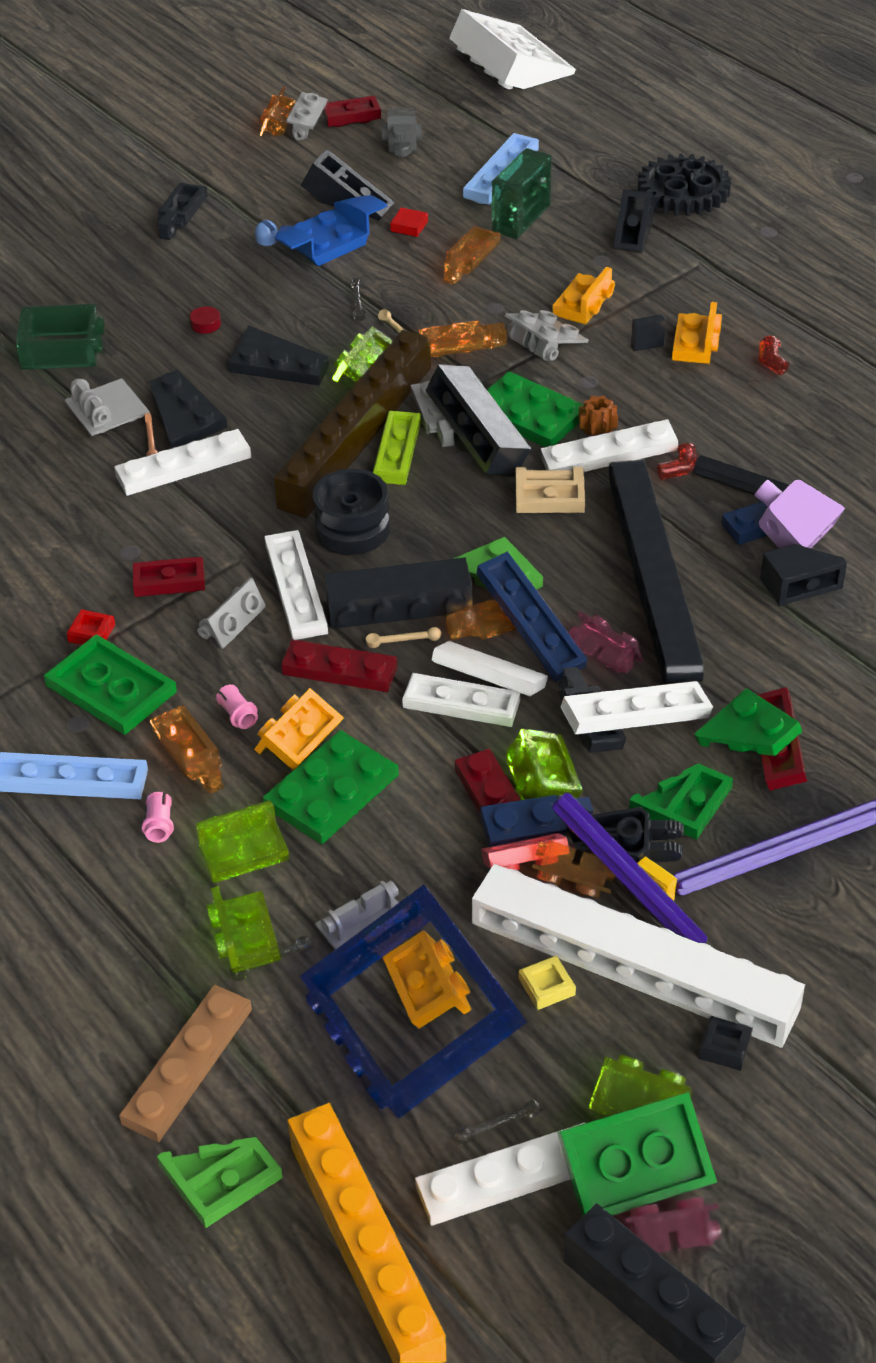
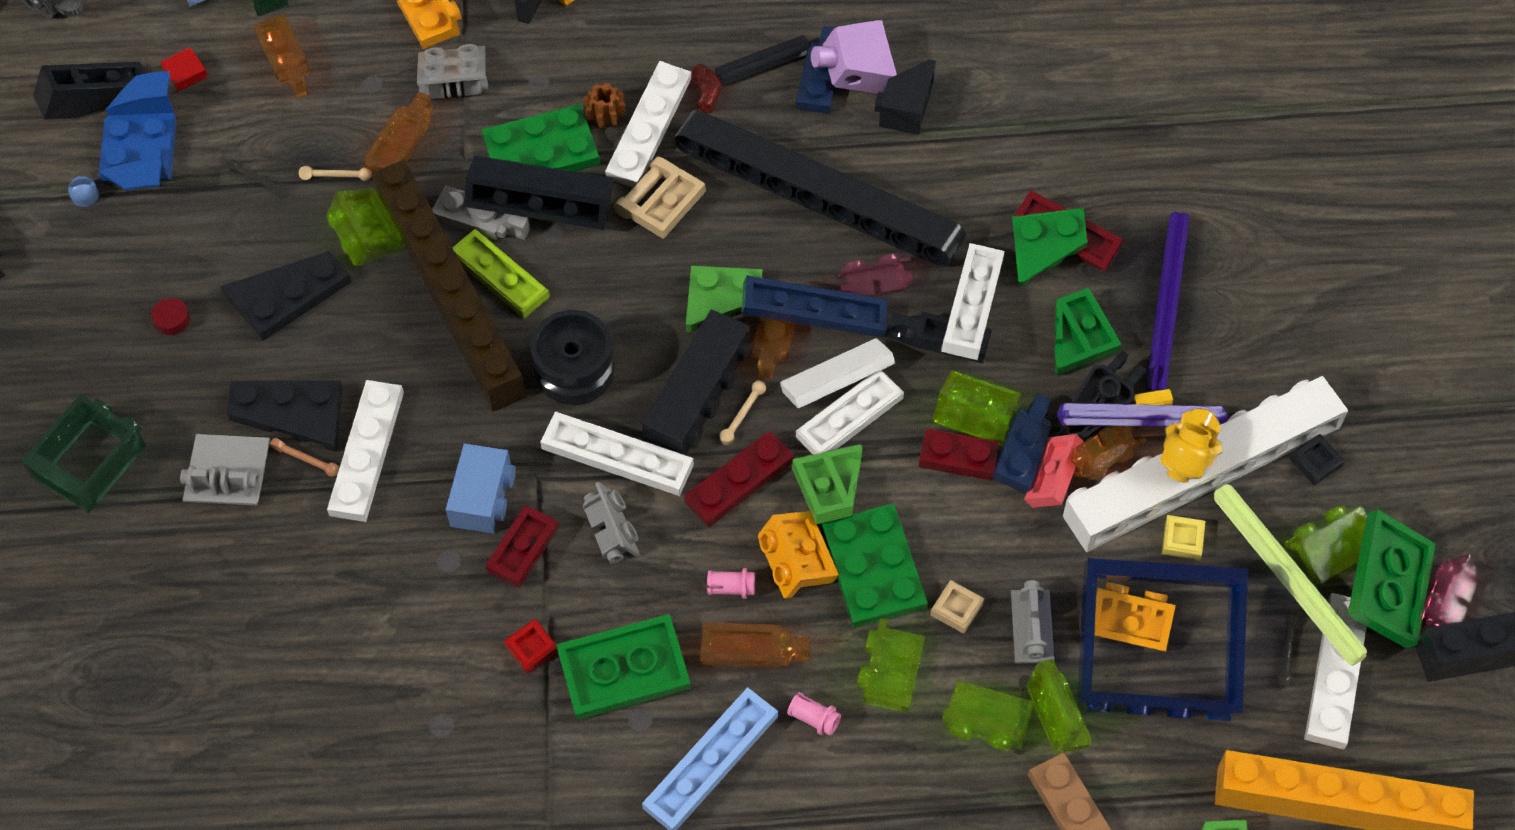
camera: 55 degrees left, 15 degrees up
(197, 527) = (480, 488): none -> medium blue brick
(275, 975) = (1057, 709): none -> clear neon green bracket
(338, 860) = (957, 606): none -> tan tile
(381, 715) = (829, 482): none -> bright green wing
(568, 1076) = (1290, 575): none -> yellowish green axle
(617, 909) = (1191, 445): none -> yellow head

